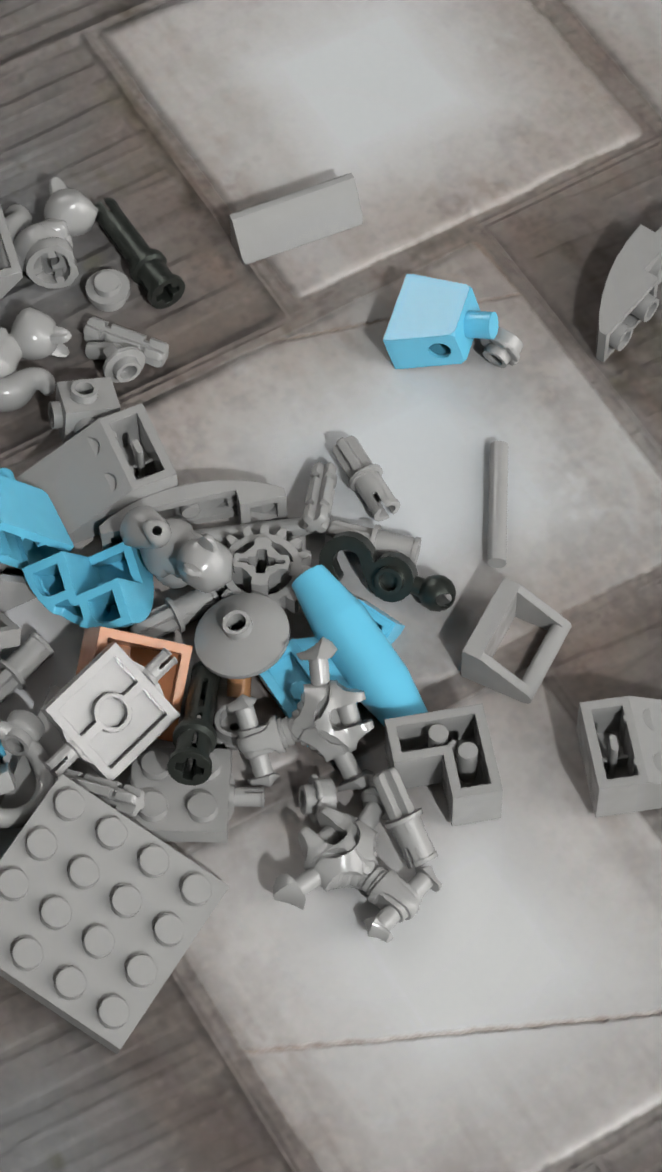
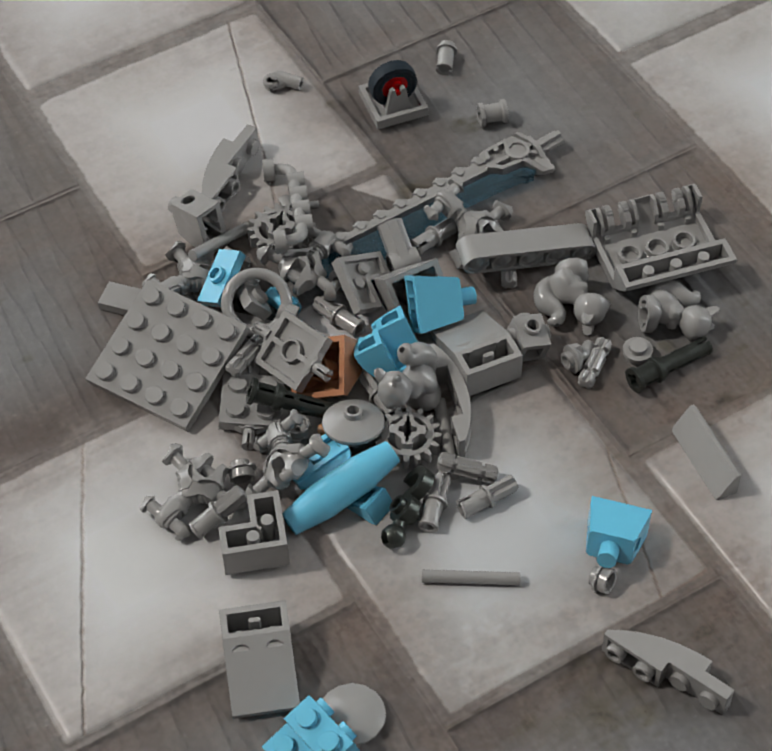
camera: 90 degrees right, 5 degrees down
(509, 602) = (360, 566): light grey tile -> none

